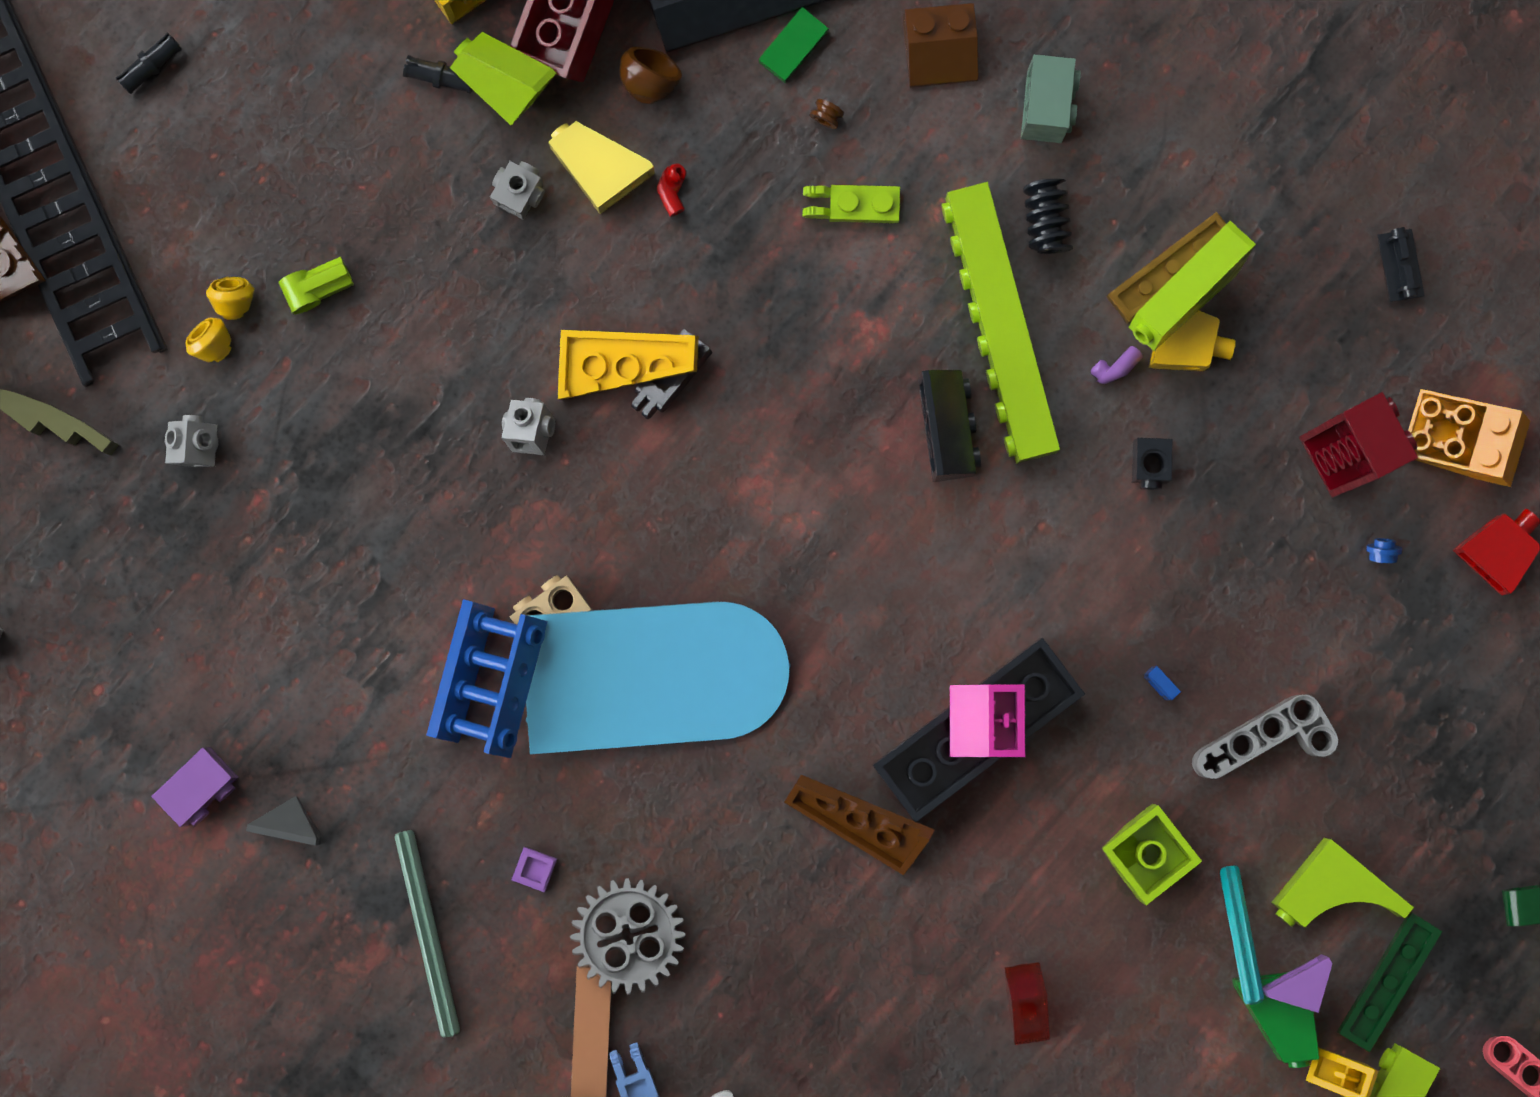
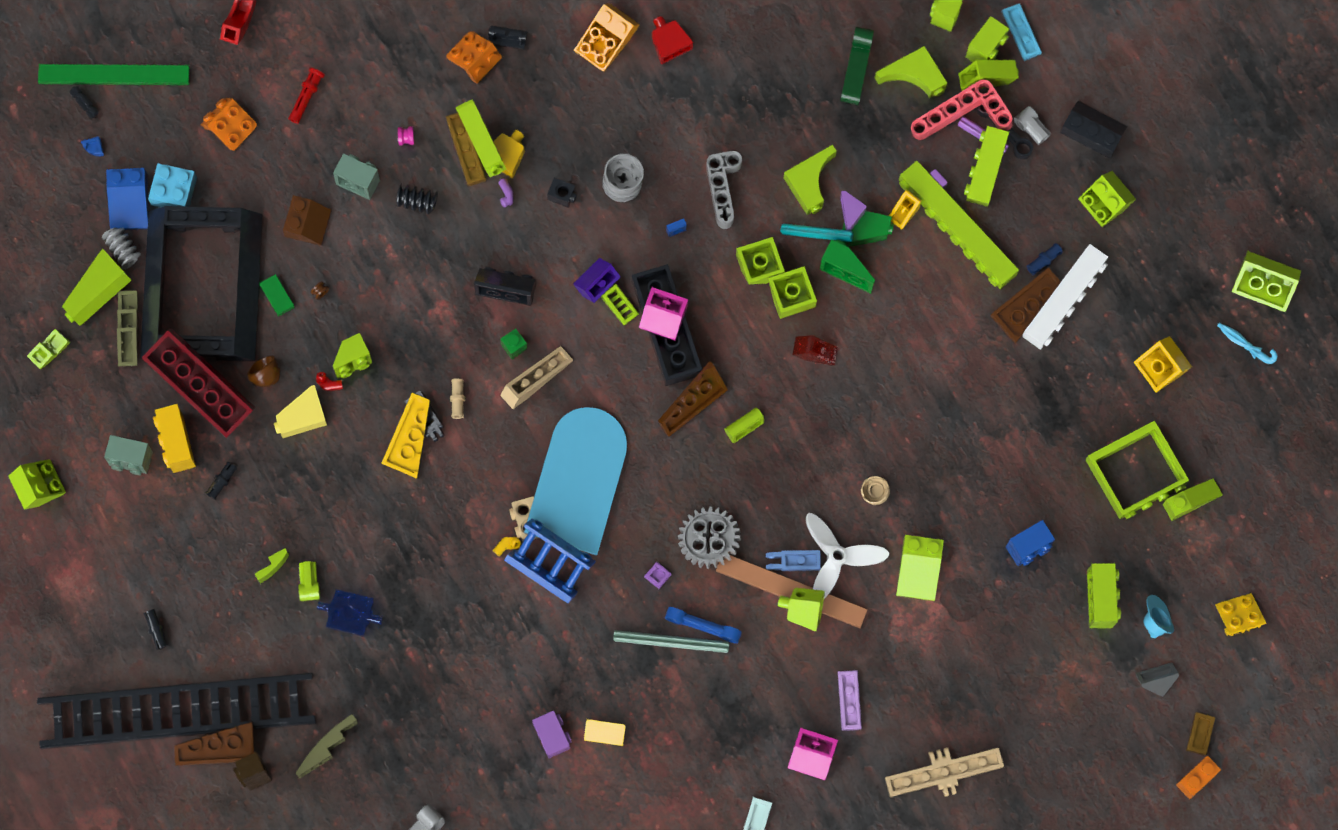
camera: 75 degrees left, 10 degrees down
(191, 442) = (368, 673): light grey brick -> none
(209, 340) = (317, 647): yellow cone -> none
(230, 296) = (298, 627): yellow cone -> none
(232, 875) = (604, 732): none -> yellow slope
(287, 373) = (349, 613): none -> clear blue plate
(287, 822) = (587, 693): dark grey slope -> none
(327, 217) = (277, 561): none -> lime slope
(471, 939) = (682, 618): none -> blue piece
(500, 594) = (507, 543): none -> yellow arm
(501, 75) = (237, 444): lime slope -> none
(517, 201) = (300, 465): light grey brick -> none
(527, 426) = (425, 496): light grey brick -> none
(721, 416) = (457, 398): none -> tan pin
(727, 208) = (351, 357): none -> lime slope
(806, 537) = (535, 377): none -> tan slope
(850, 477) = (513, 343): none -> green brick
(850, 926) = (744, 425): none -> lime brick
(855, 203) = (372, 292): lime hinge -> none
(978, 626) = (609, 302): none -> lime slope
(1001, 323) = (462, 241): lime brick -> none
(1014, 579) = (596, 280): none -> dark purple brick
(1116, 929) = (792, 292): none -> lime slope
(1155, 156) = (406, 135): none -> dark pink wheel
(1200, 1005) = (844, 265): none -> green slope
(1236, 558) = (627, 168): none -> light grey wheel
(1344, 221) = (474, 55): none -> orange bracket
(1360, 445) = (592, 85): dark red brick -> none
(1384, 550) = (649, 96): blue plate -> none
(1389, 981) = (866, 171): dark green plate -> none

